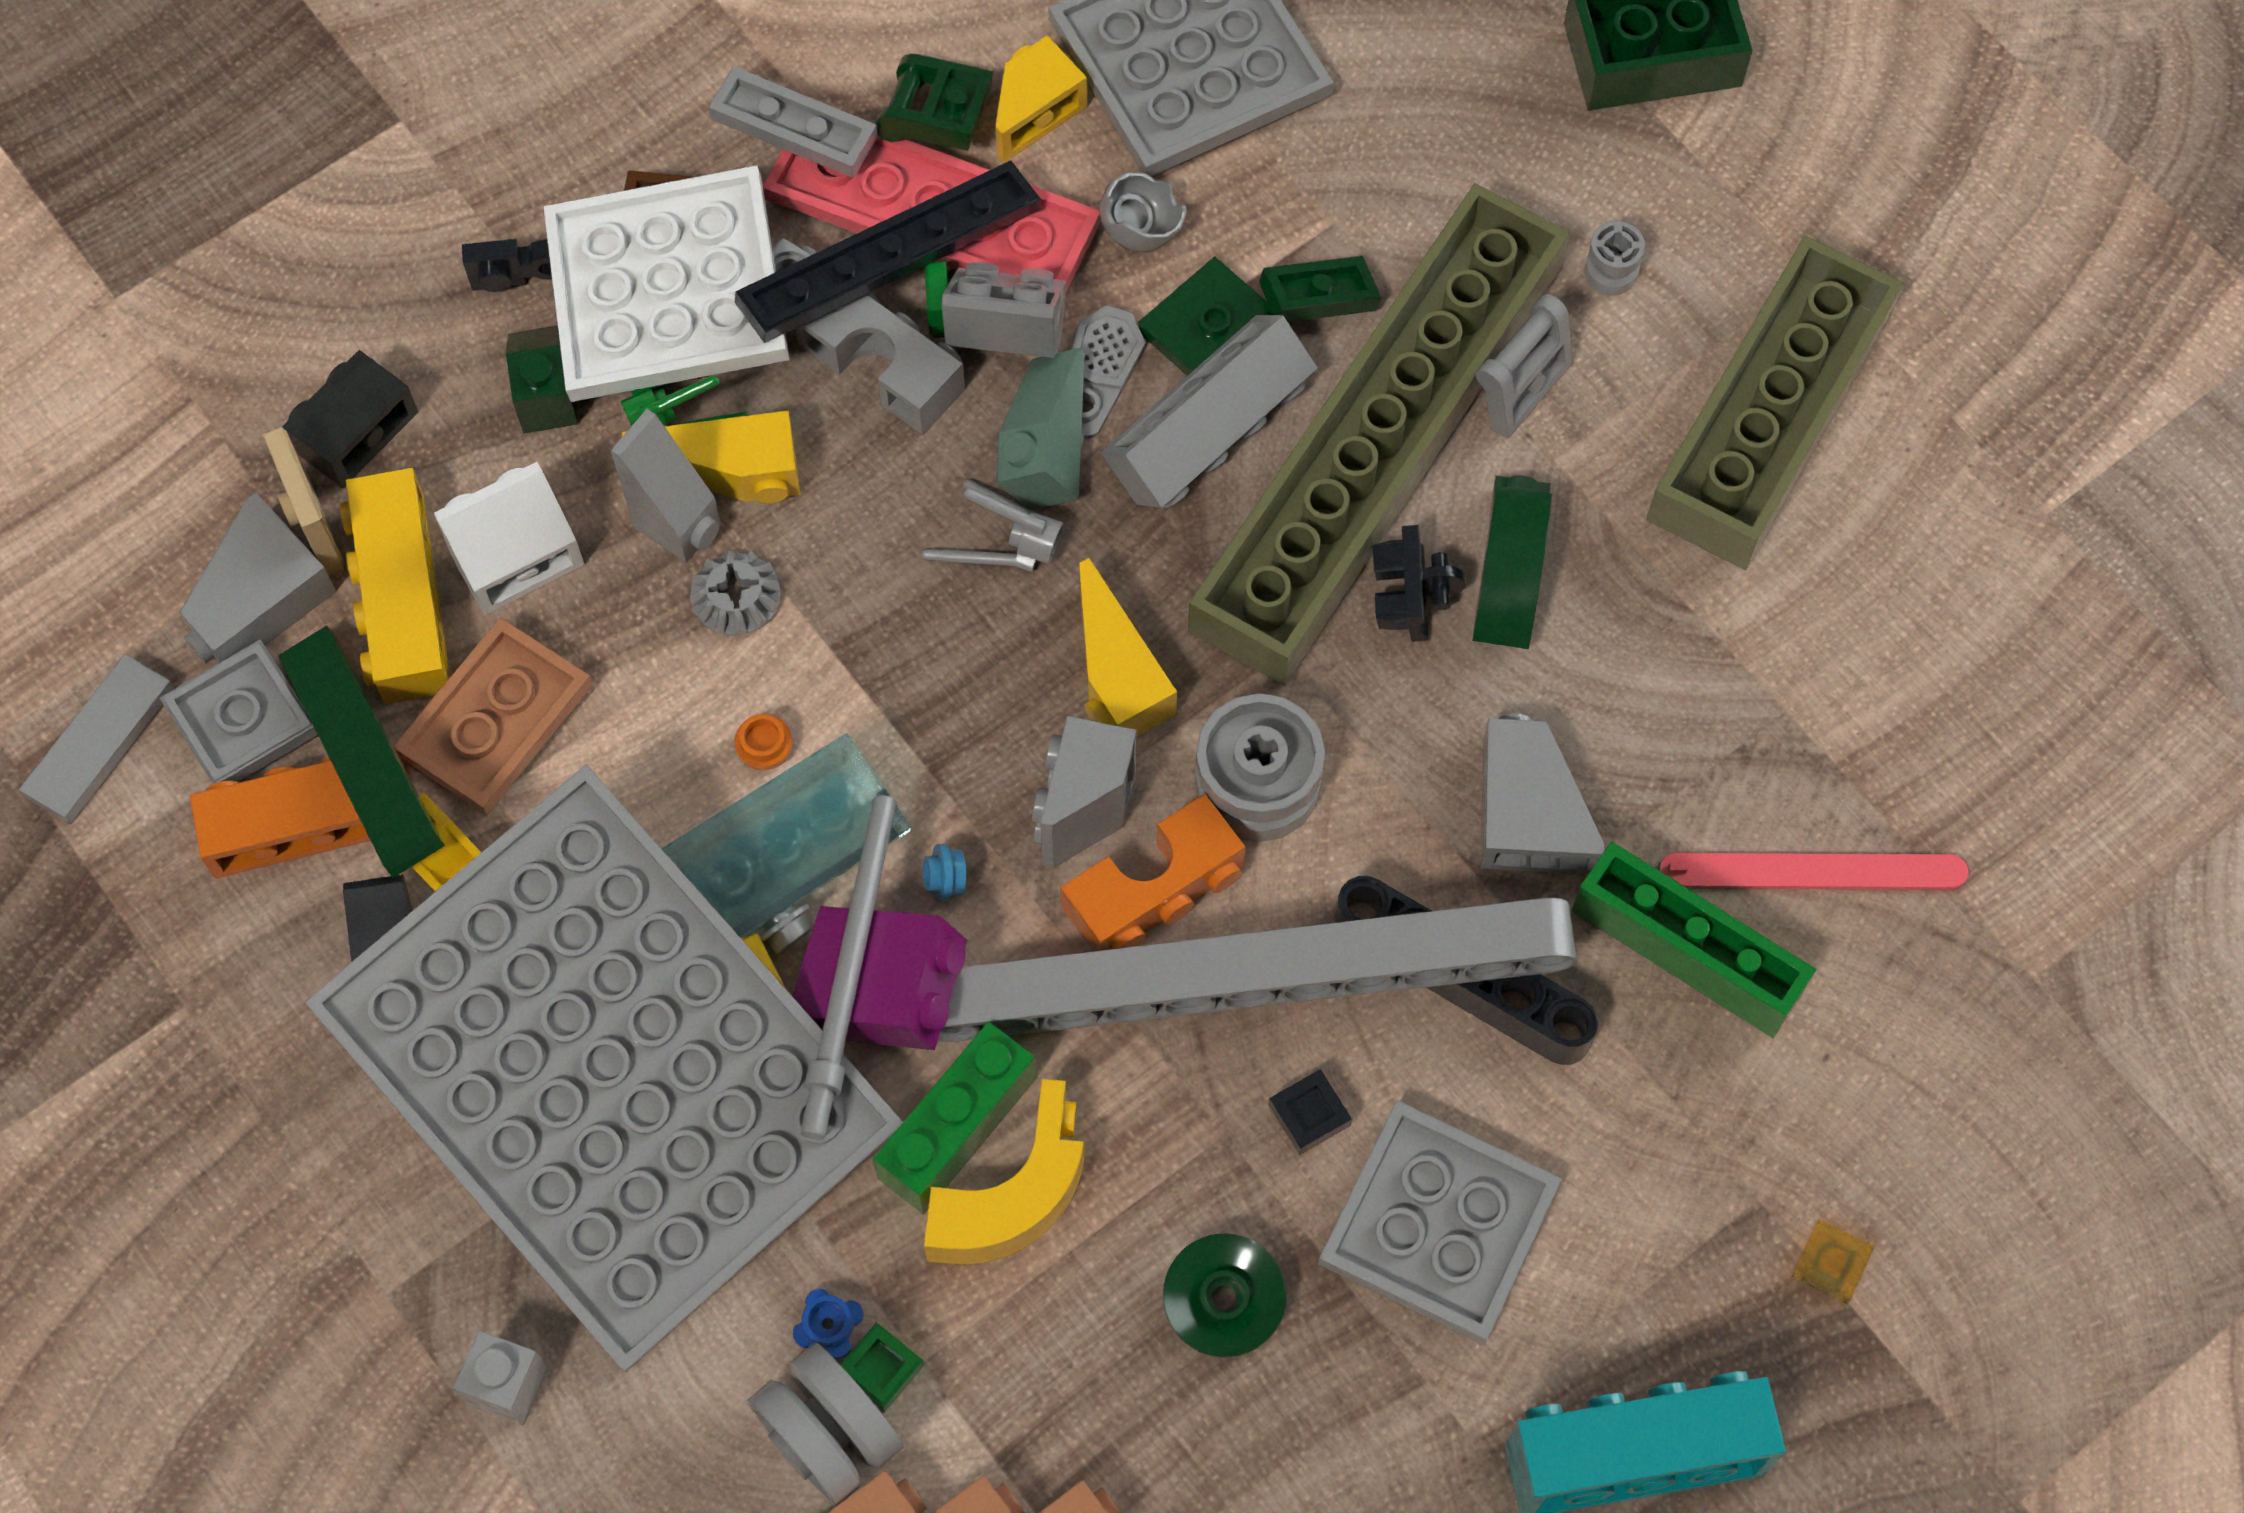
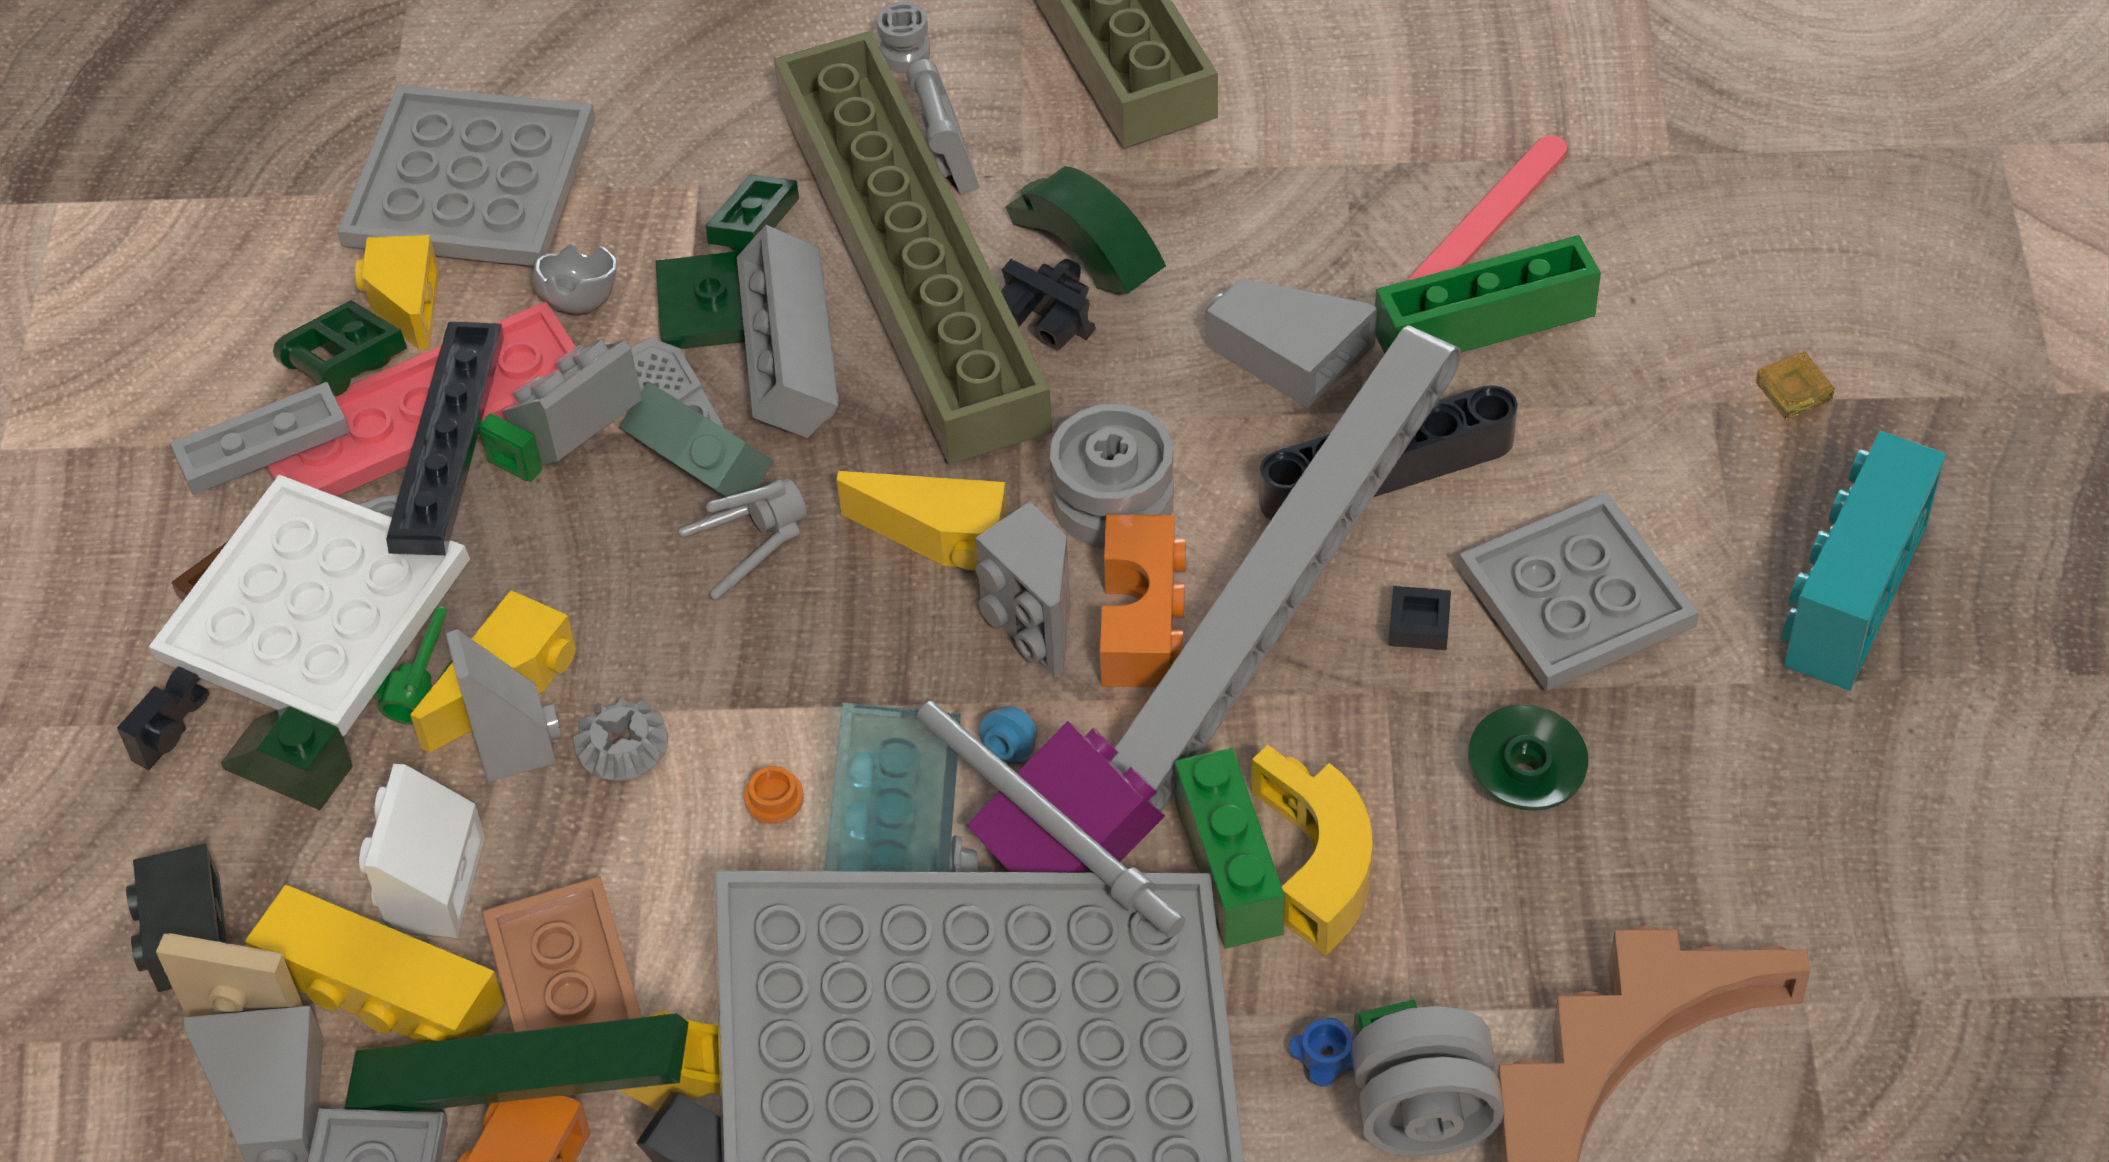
camera: 50 degrees left, 15 degrees down
(922, 374) = (552, 493): light grey arch -> none

